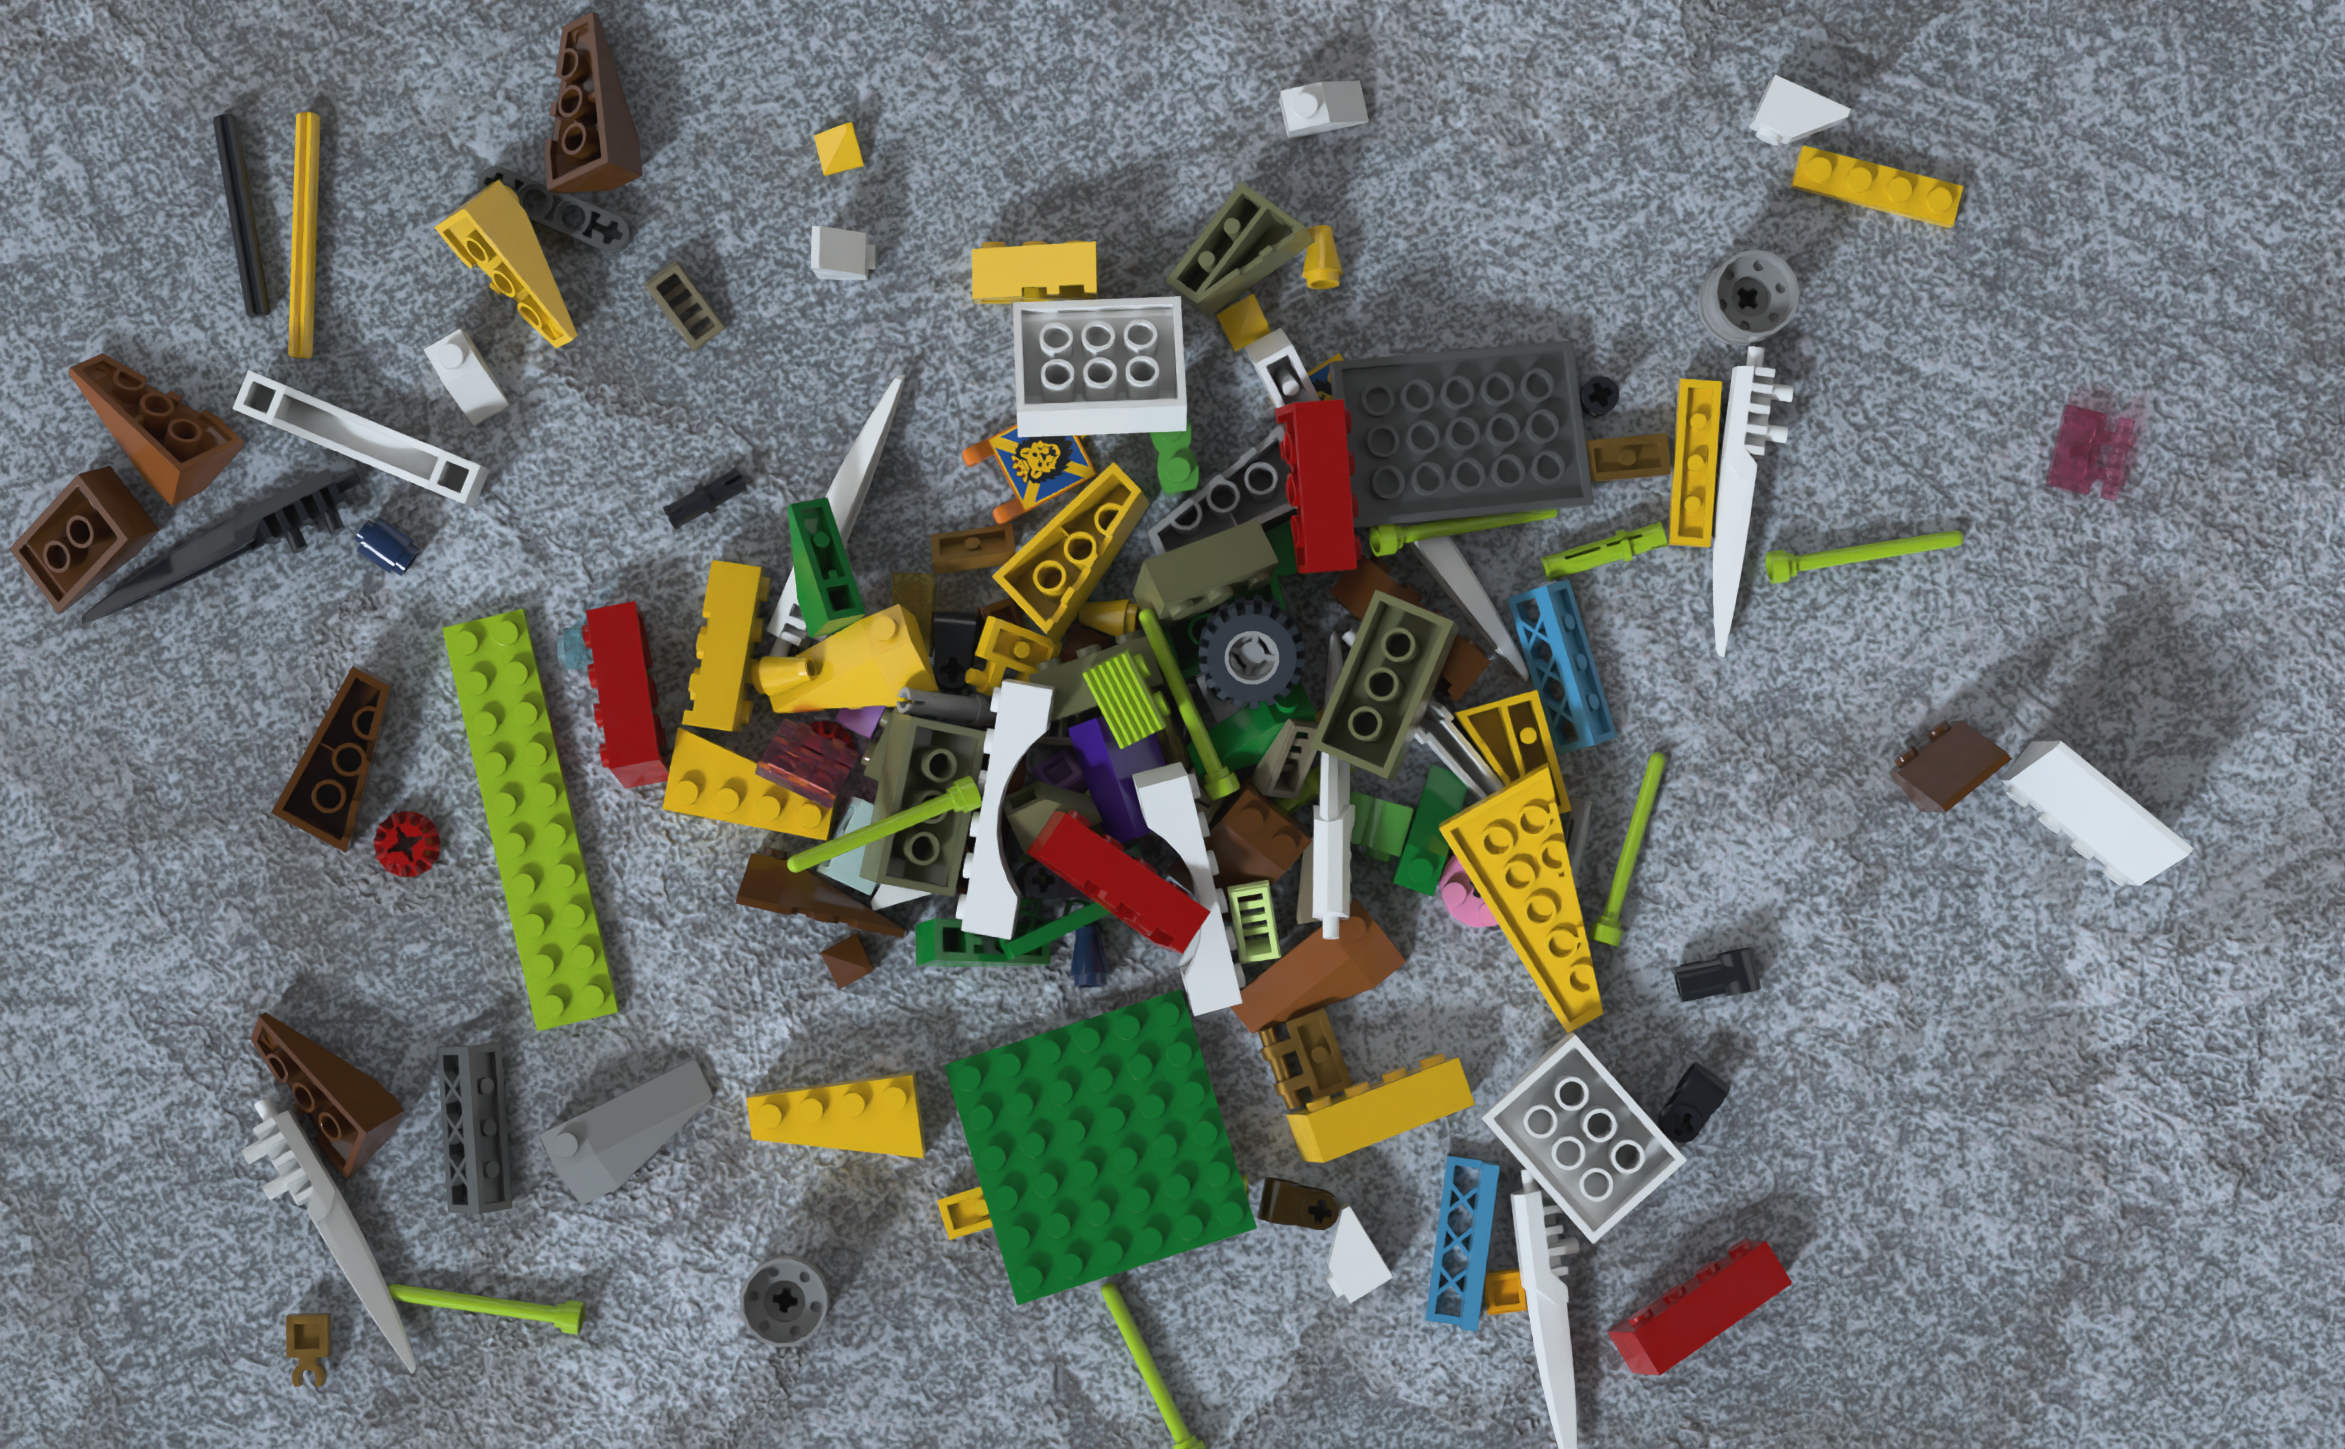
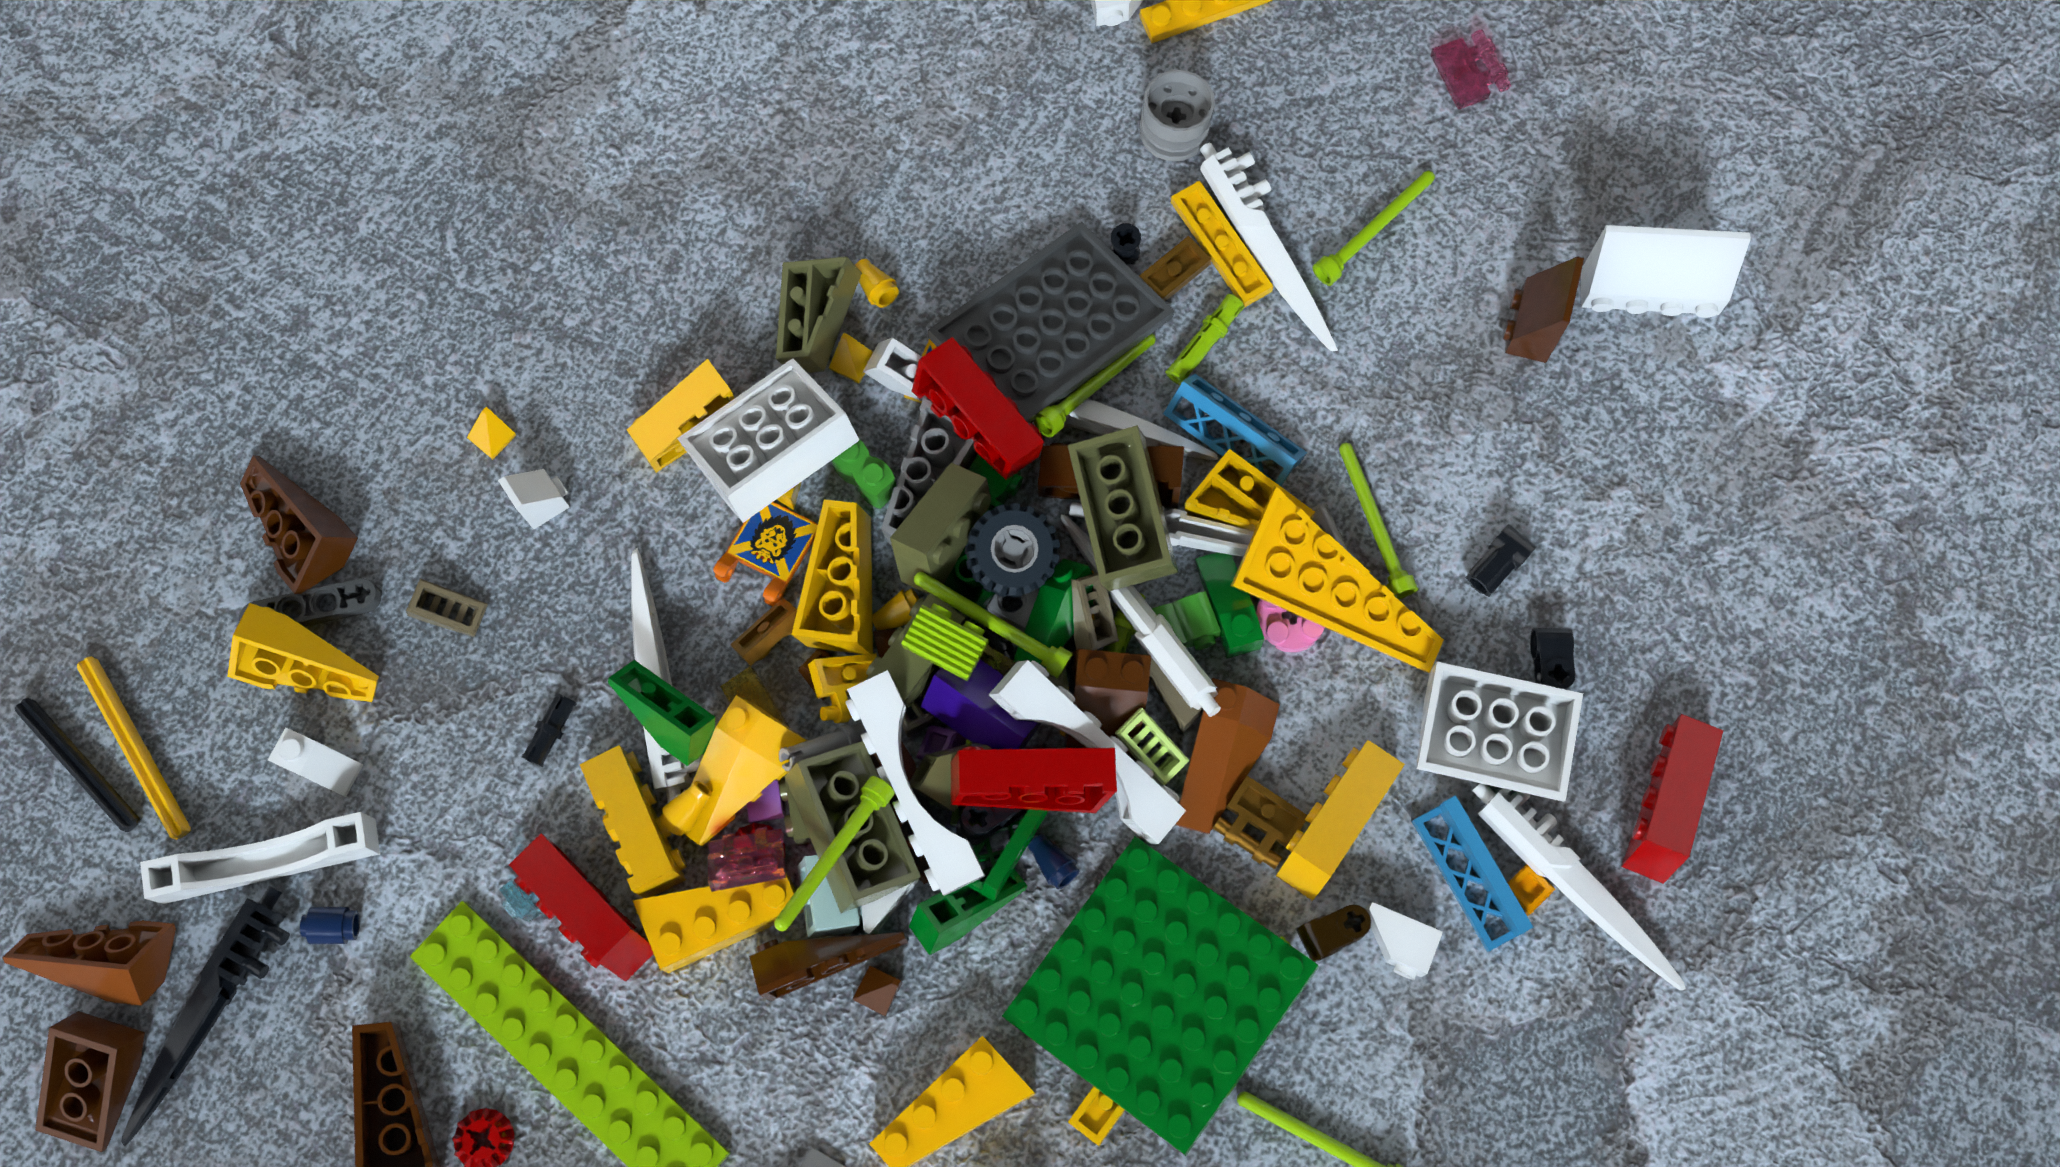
camera: 30 degrees left, 15 degrees down
(954, 641) = (800, 707): black piece -> none
(1322, 107) = (804, 192): white slope -> none

